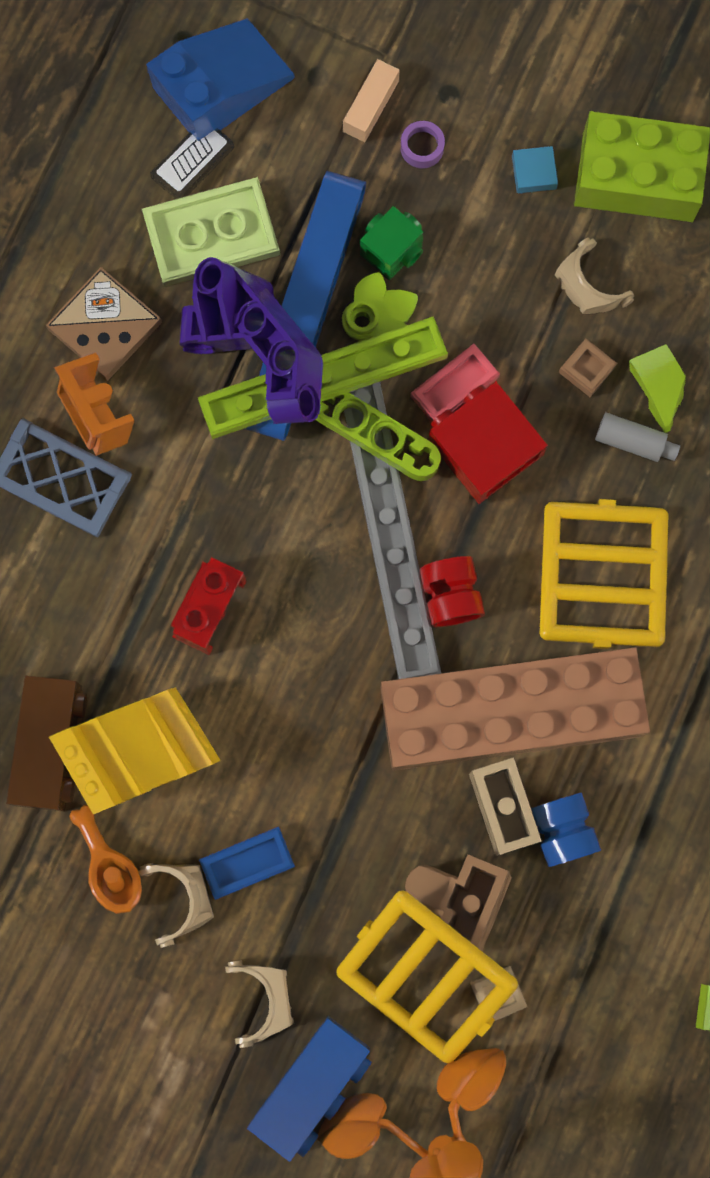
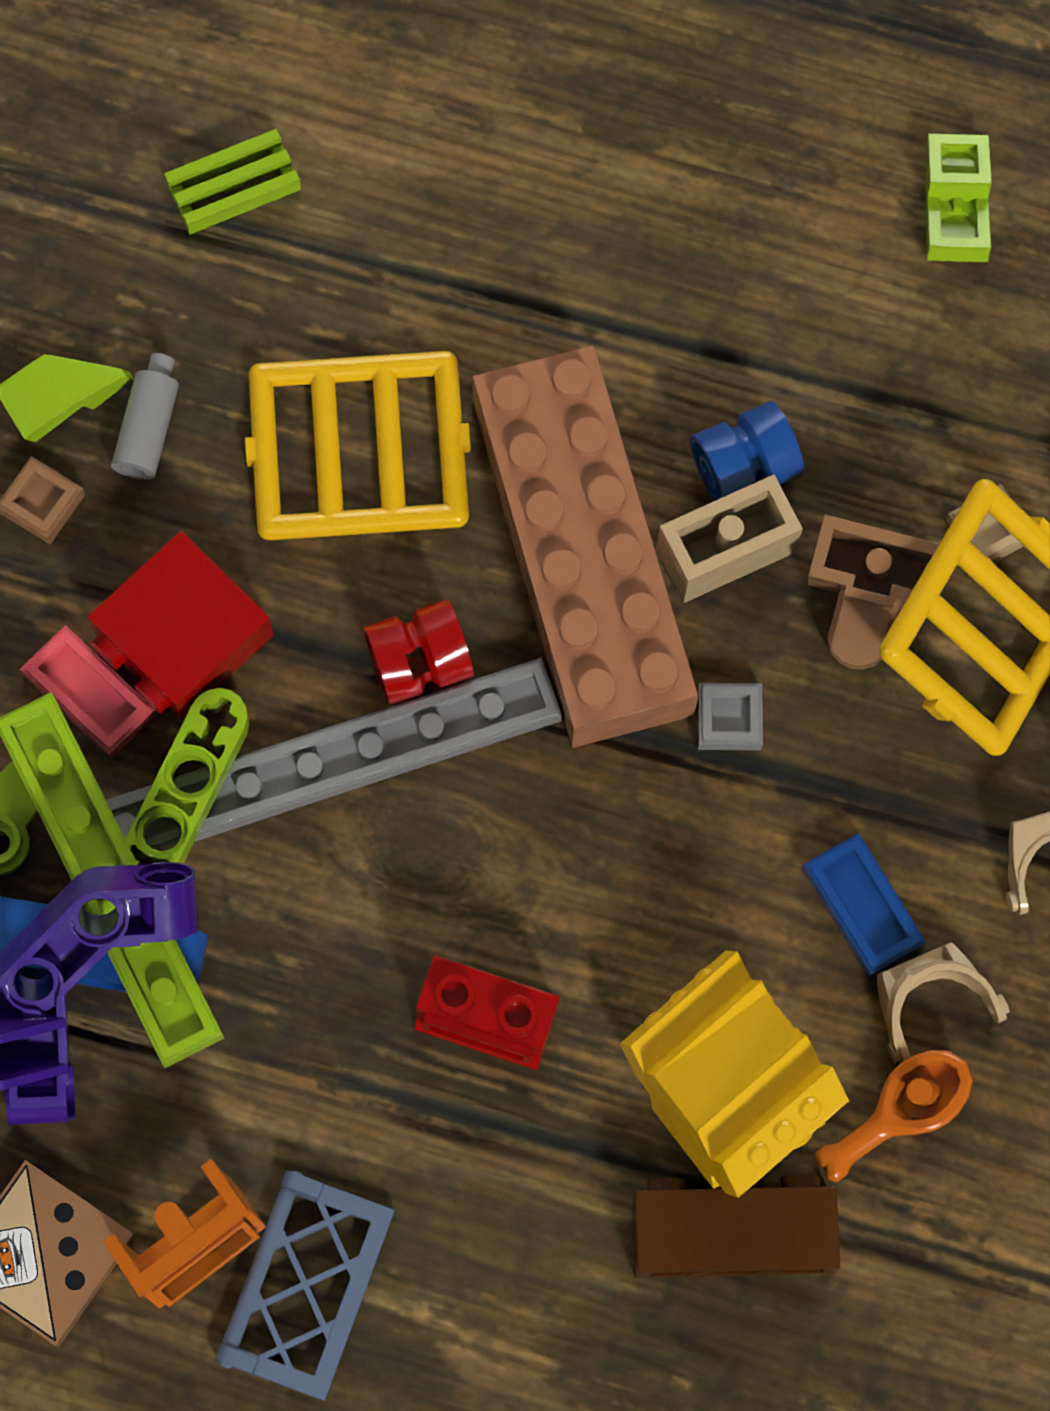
camera: 100 degrees left, 5 degrees down
(387, 794) = (730, 716): none -> light grey tile

